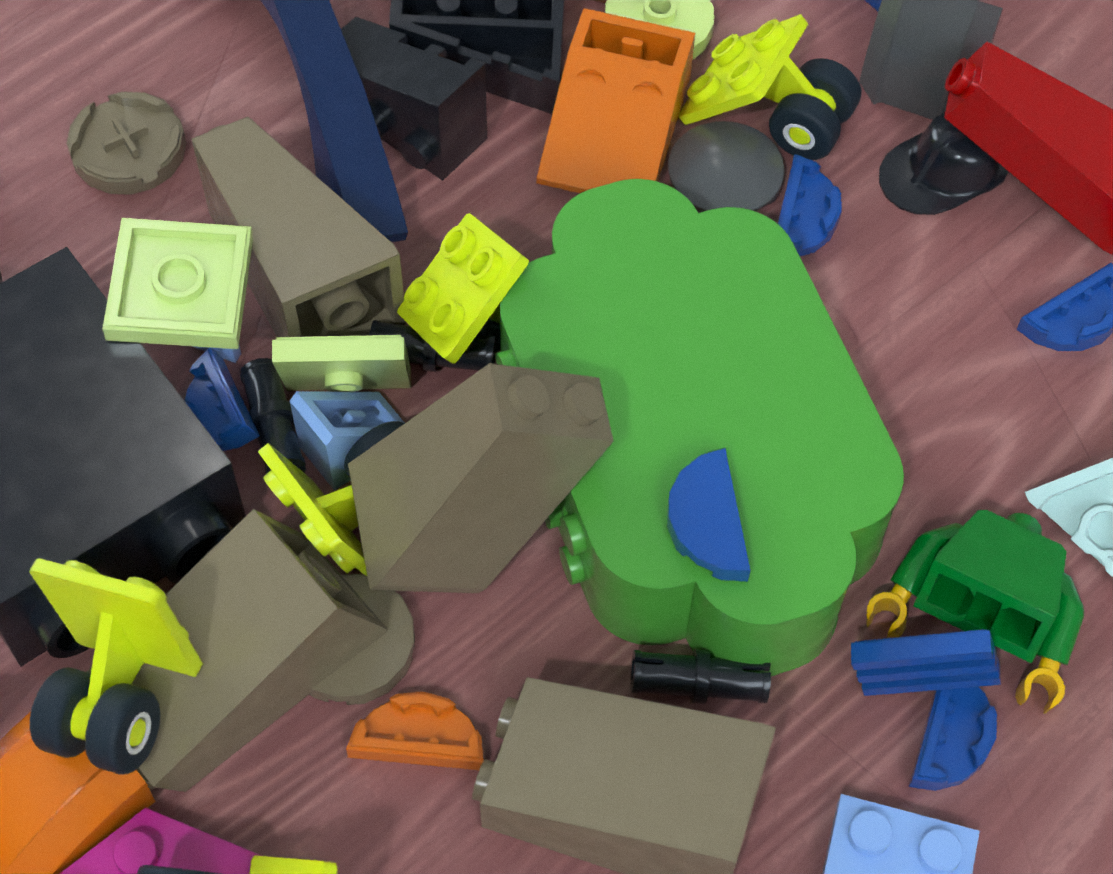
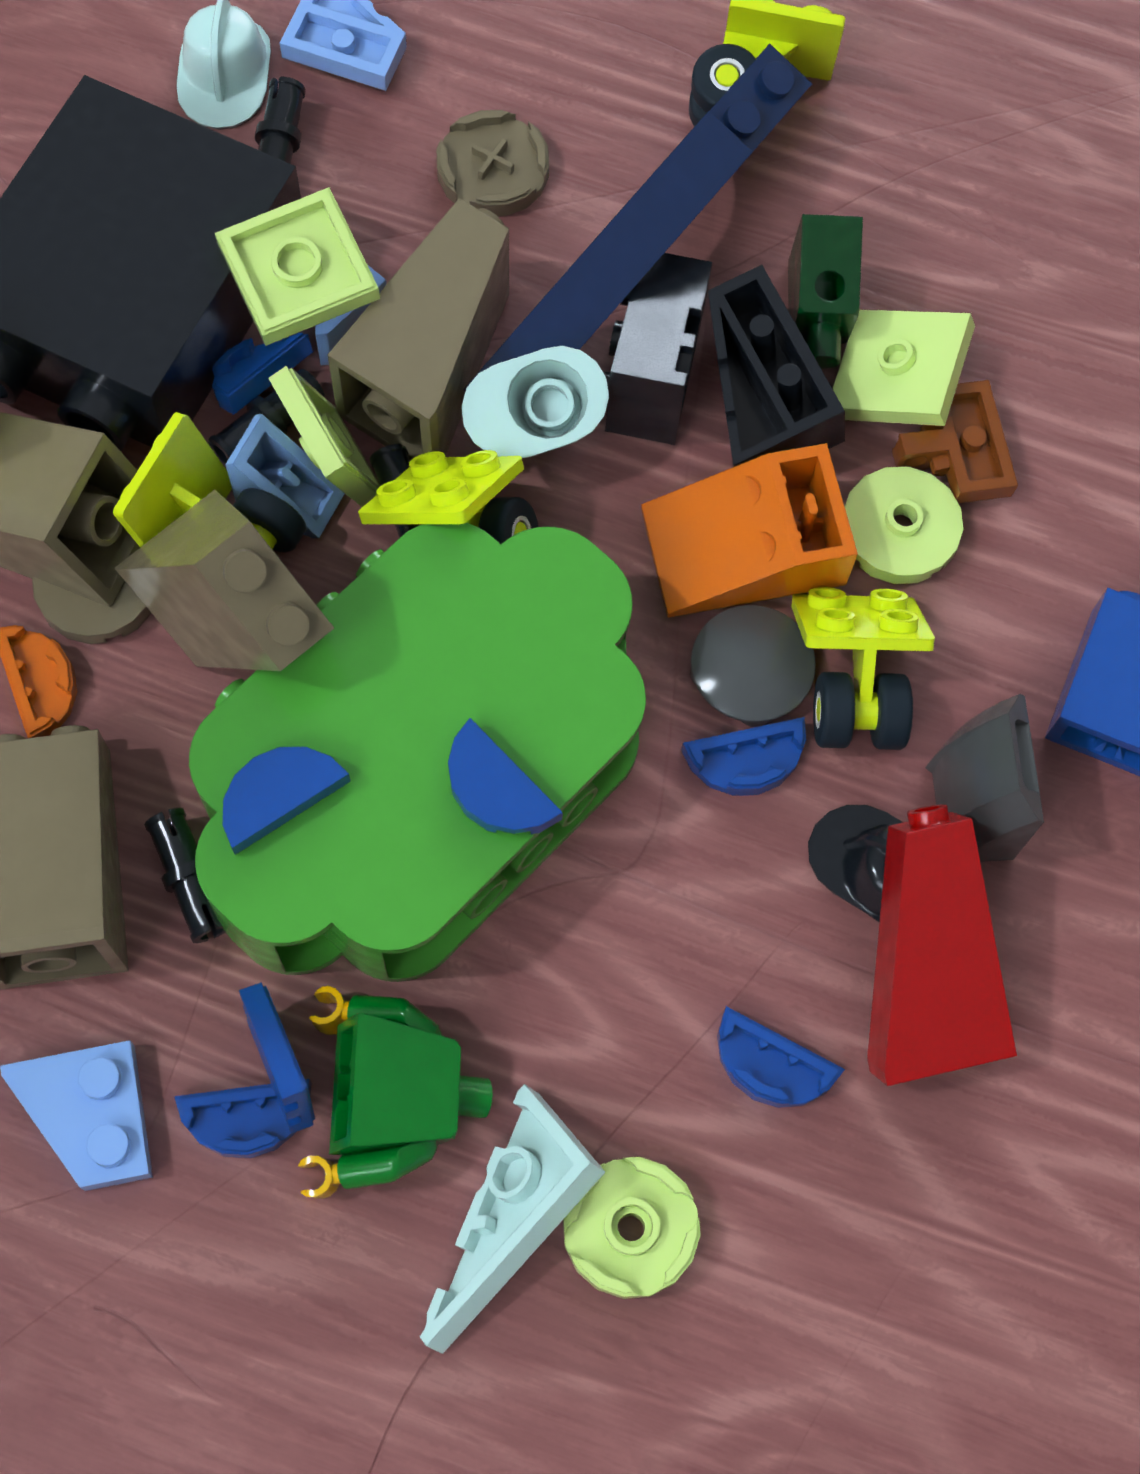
camera: 60 degrees right, 10 degrees up
(420, 181) = (535, 402): none -> light aqua piece
(789, 349) = (494, 788): none -> blue tile

